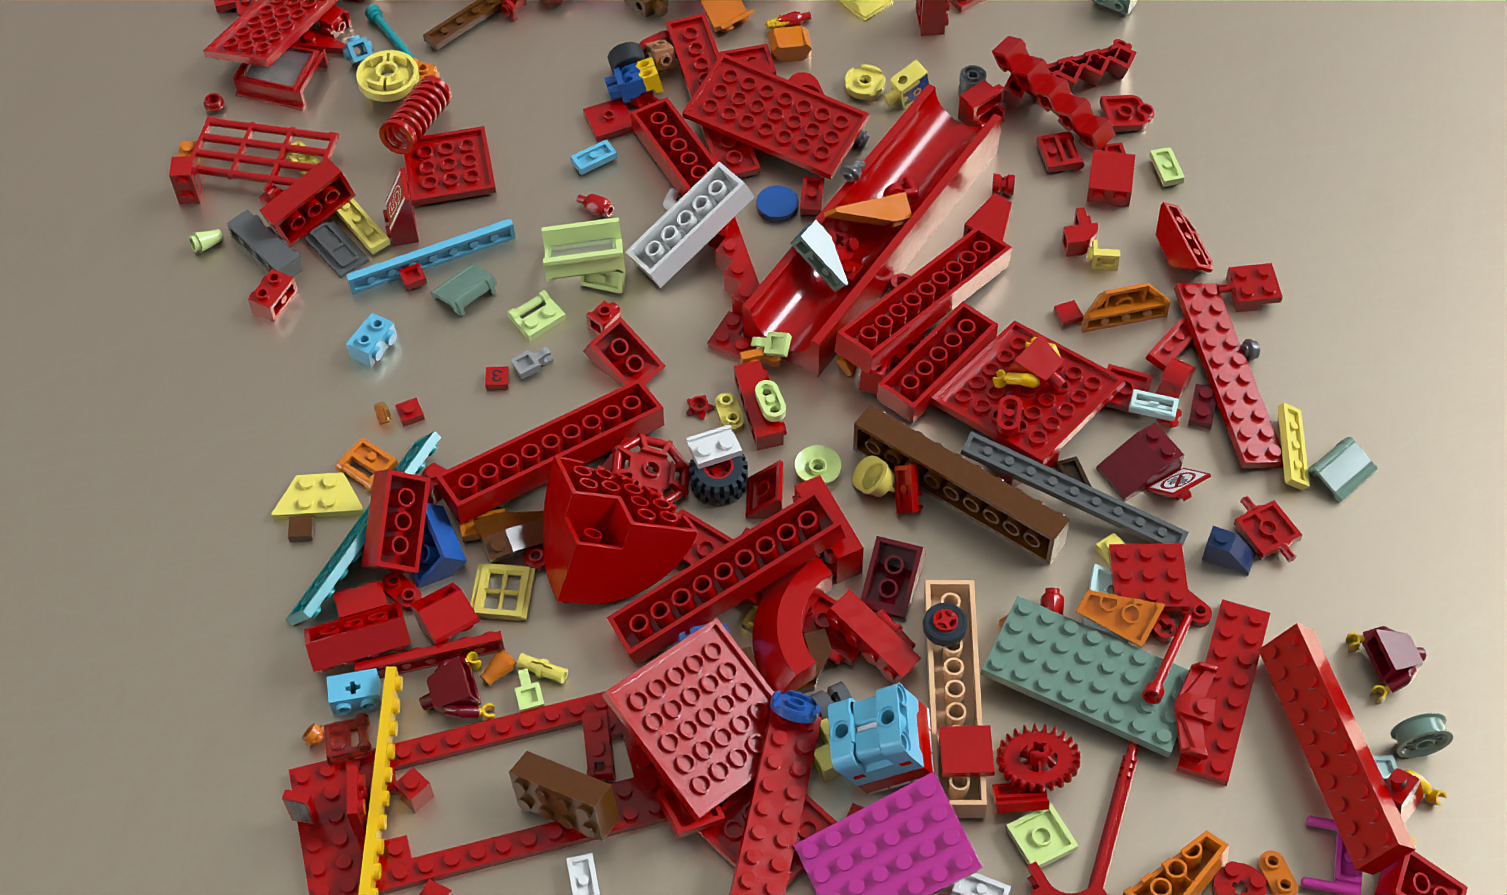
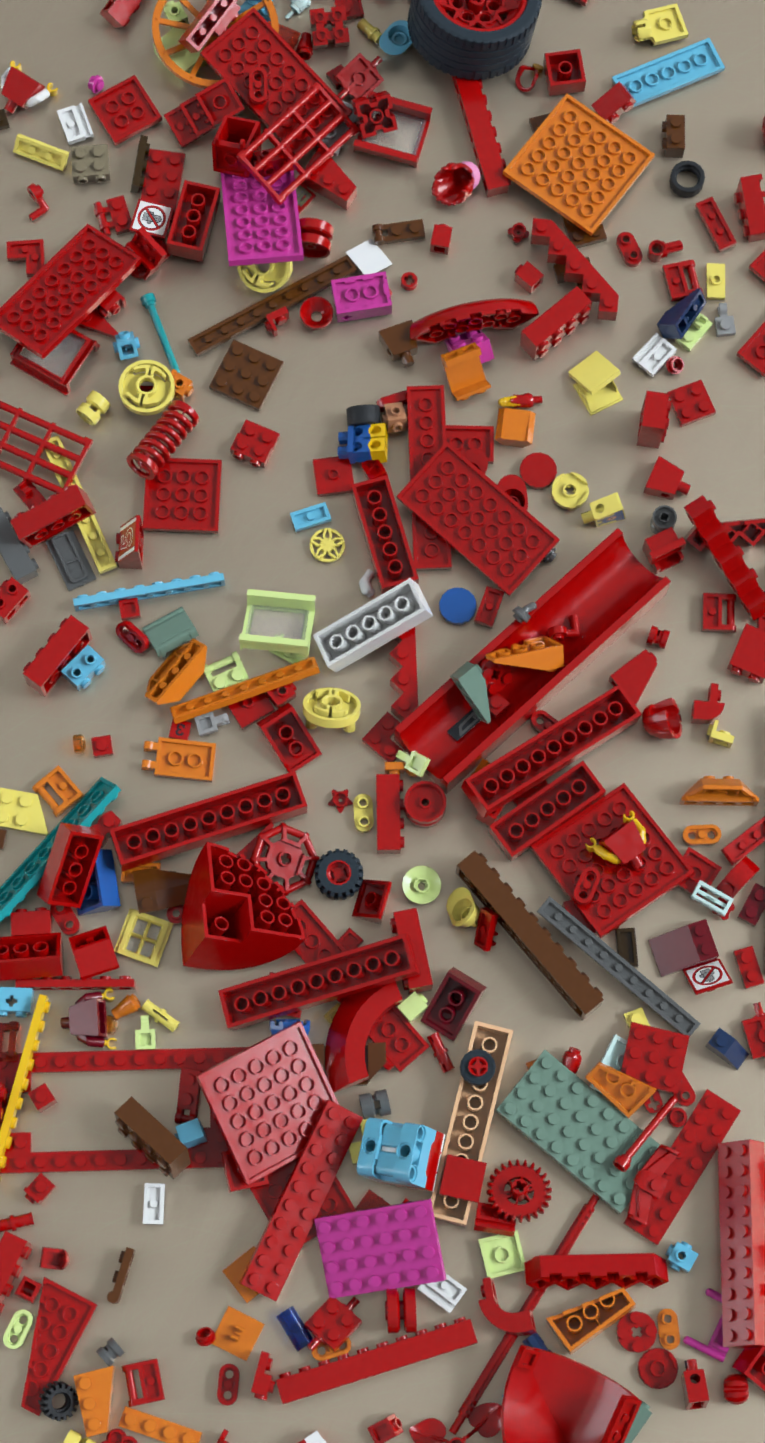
camera: 10 degrees right, 20 degrees up
(326, 343) = (58, 652): none -> red brick
(333, 109) = (97, 403): none -> light yellow wheel
(423, 301) = (133, 638): none -> red plate
(484, 319) = (177, 673): none -> orange wedge
(485, 691) = (112, 1025): none -> clear orange tile
(493, 55) = (246, 375): none -> reddish brown plate
(503, 404) = (181, 759): none -> orange tile
(516, 109) = (254, 444): none -> red plate
(560, 320) = (244, 690): none -> orange tile
(568, 337) = (251, 710): none -> red plate
(596, 205) = (300, 570): red plant -> none
(617, 777) = (191, 1133): none -> medium azure brick
(618, 179) = (327, 545): none -> light yellow wheel
(666, 312) = (333, 709): none -> light yellow piece
(714, 446) = (339, 855): white plate -> none
(771, 402) = (396, 821): yellowish green plate -> none
(795, 706) = (343, 1108): blue tile -> none
(799, 383) = (422, 793): none -> red wheel
(819, 300) = (464, 725): none -> black sticker
(828, 72) = (538, 470): none -> red tile
(845, 582) = (413, 1006): none -> yellowish green brick
(872, 637) = (420, 1058): red brick -> none
(962, 51) = (666, 480): none -> red torso
(1034, 253) = (663, 719): none -> red hair
(1068, 313) = (673, 784): red tile -> none
(1117, 353) = (700, 833): none -> orange plate
(1165, 821) = (596, 1270): none -> red brick
(1198, 637) = (677, 1117): none -> red plate
(1220, 468) = (748, 967): none -> red plate
(1262, 785) = (688, 1260): none -> medium azure brick

